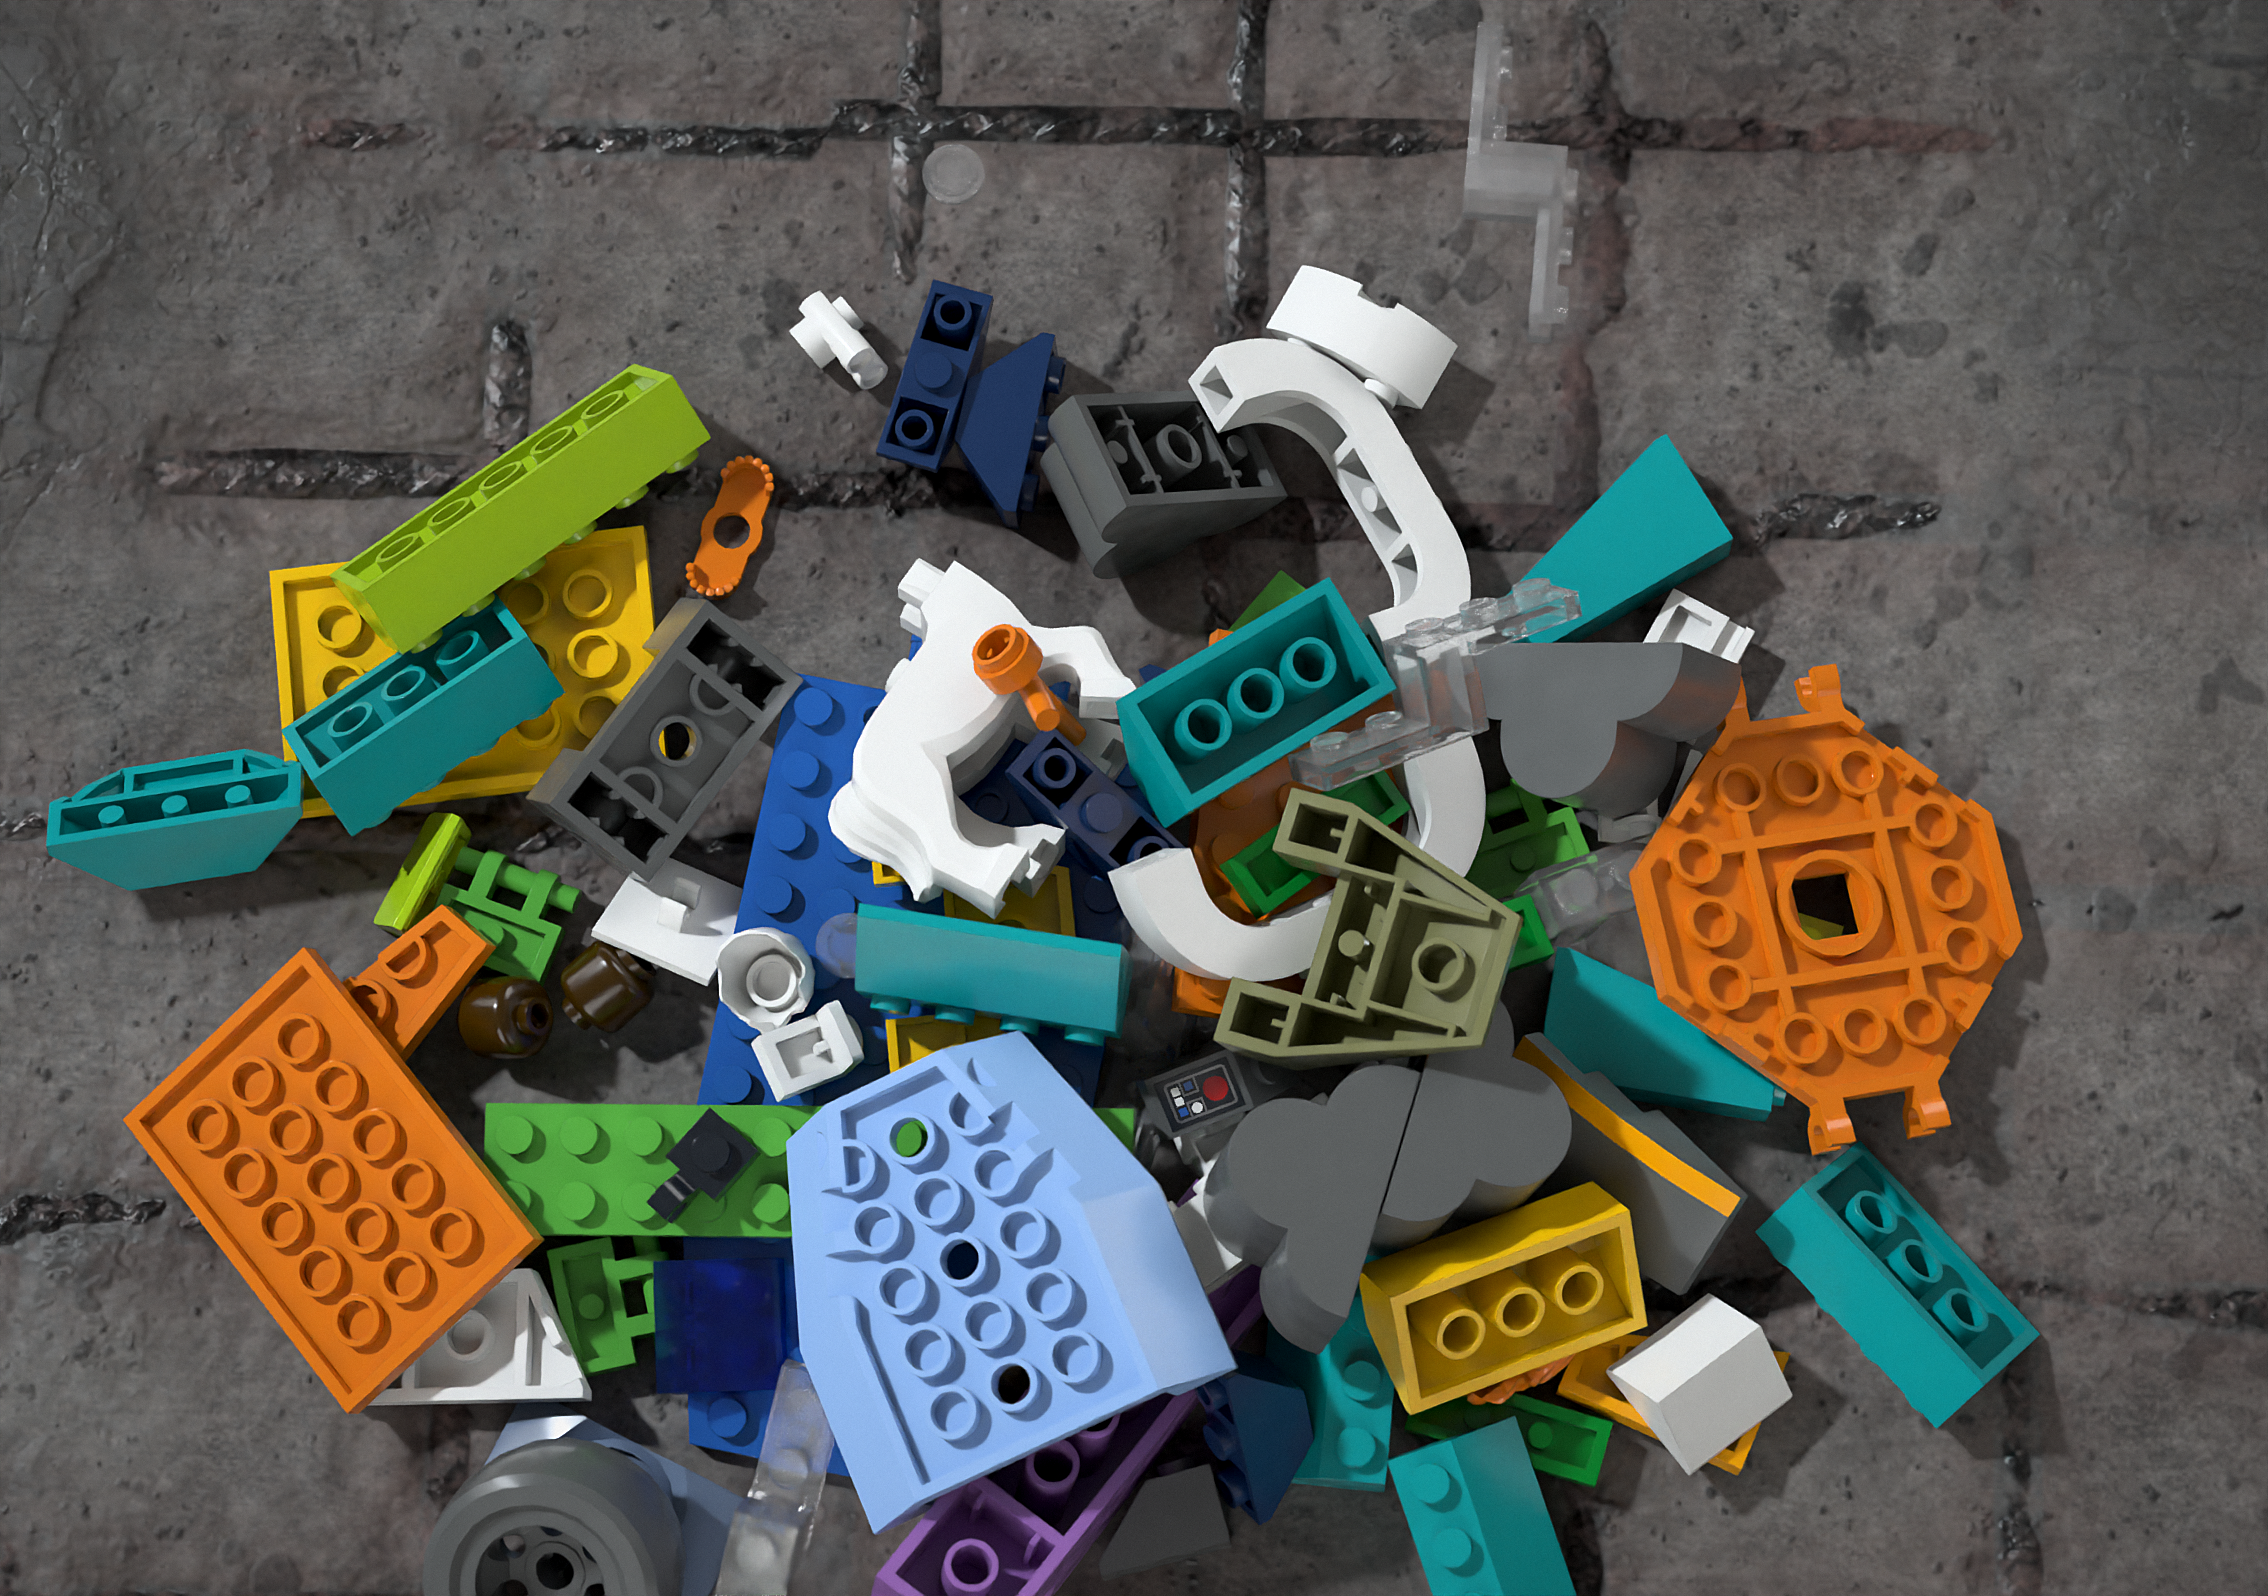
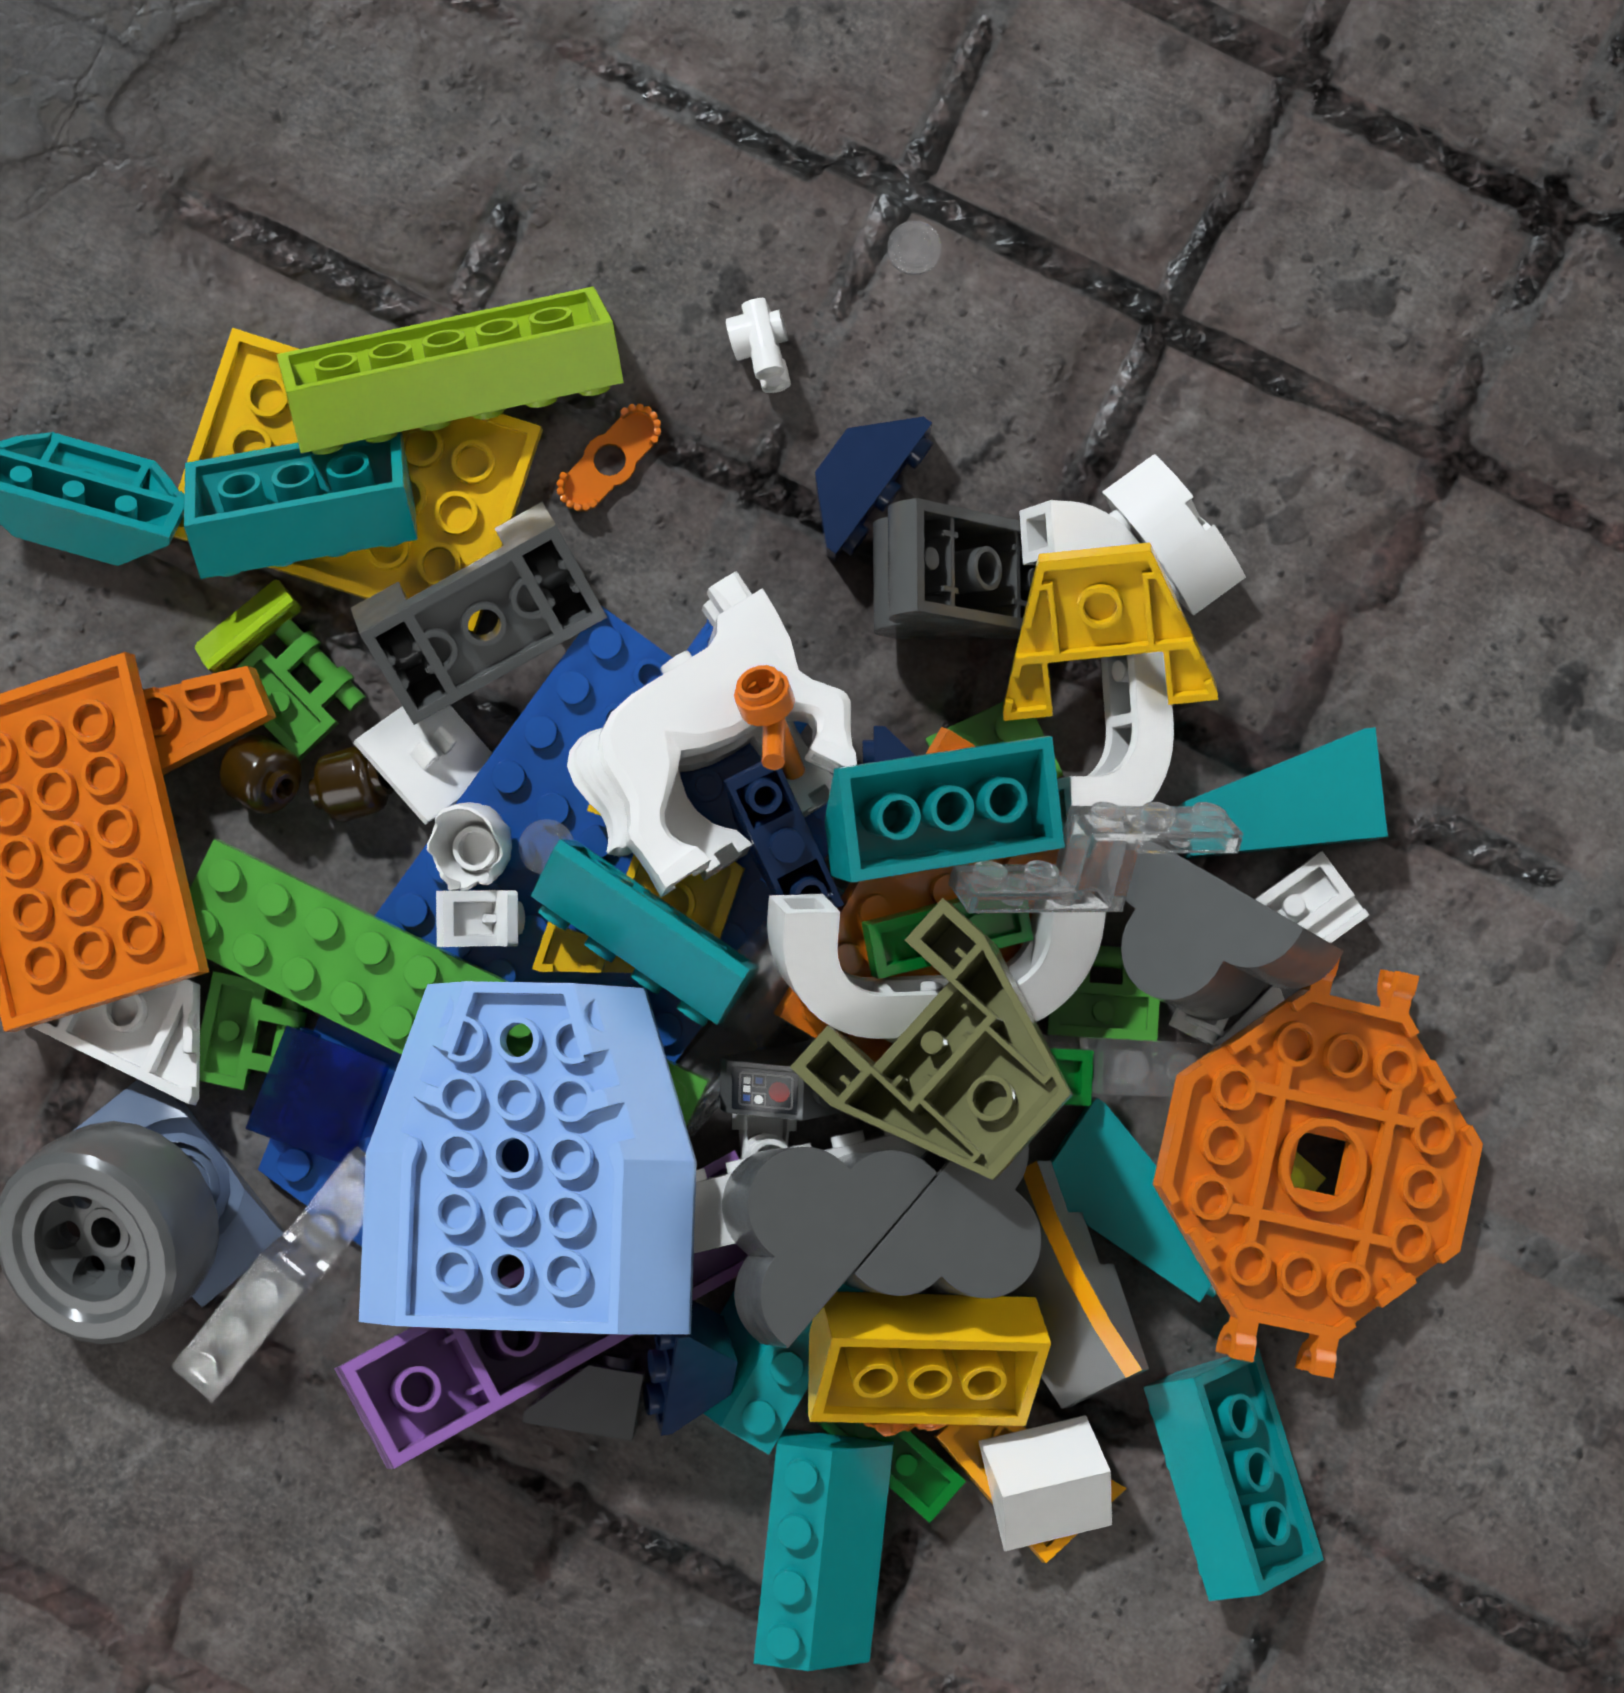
camera: 15 degrees right, 10 degrees up
(709, 1160) = (360, 970): black plate -> none
(935, 376) = (822, 414): dark blue slope -> none
(1319, 433) = (1098, 608): none -> yellow wing
(1518, 183) = (1357, 464): clear bracket -> none

